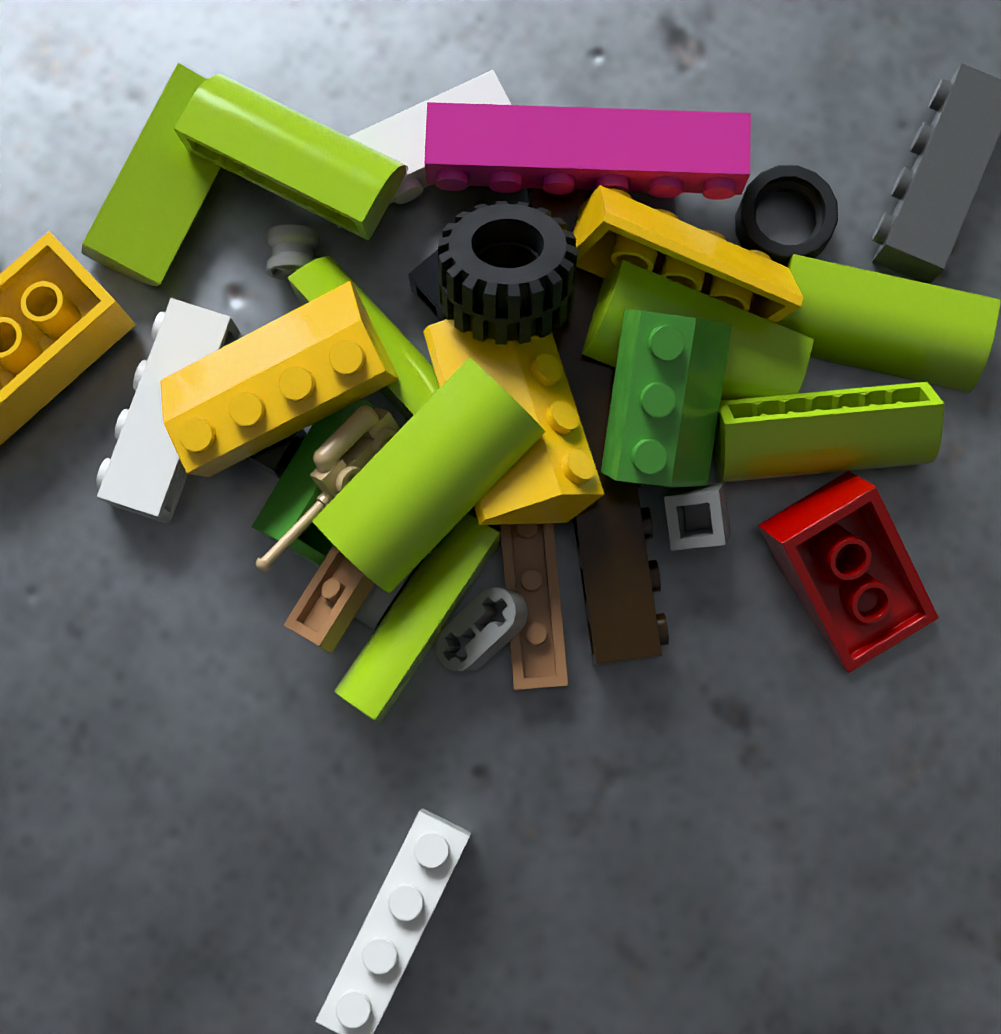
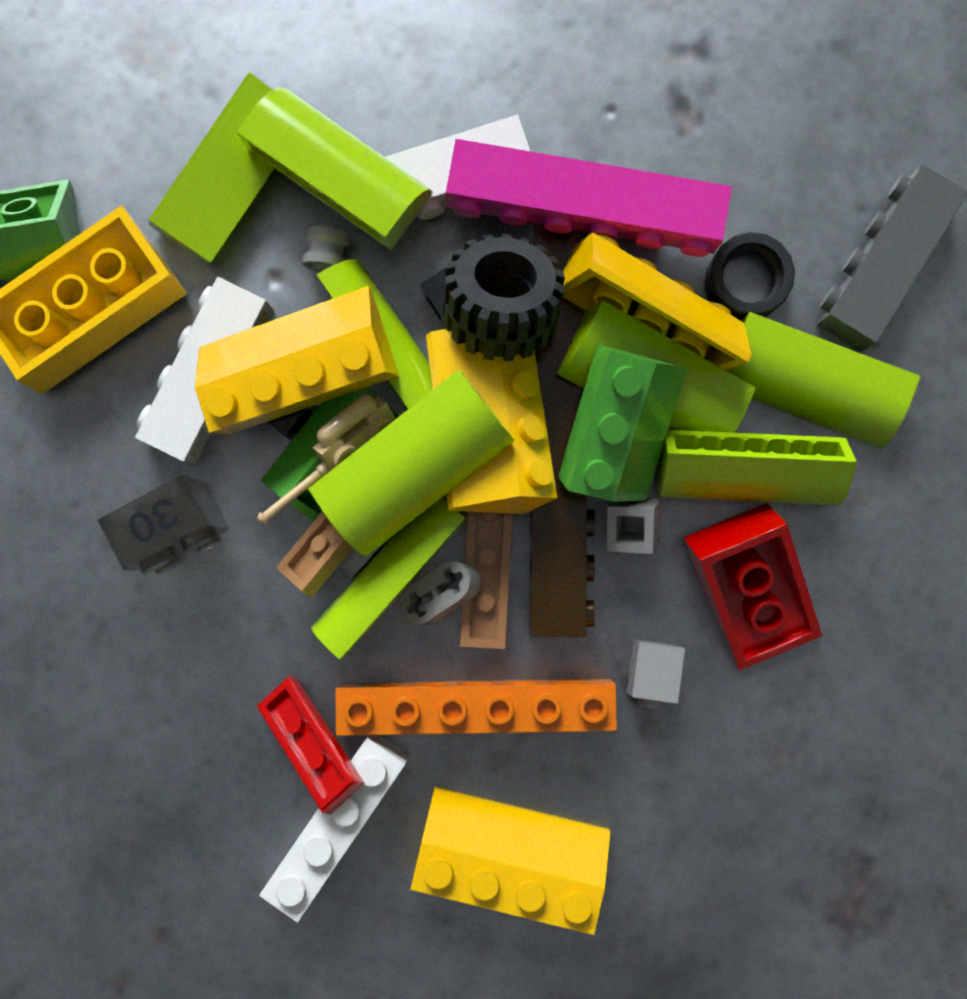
camera: 10 degrees right, 5 degrees up
(144, 594) = (164, 525): none -> clear smoke brick
(352, 832) = (310, 745): none -> red tile
(543, 758) = (476, 707): none -> orange brick
(614, 937) = (513, 860): none -> yellow slope
(749, 688) = (655, 673): none -> light grey brick

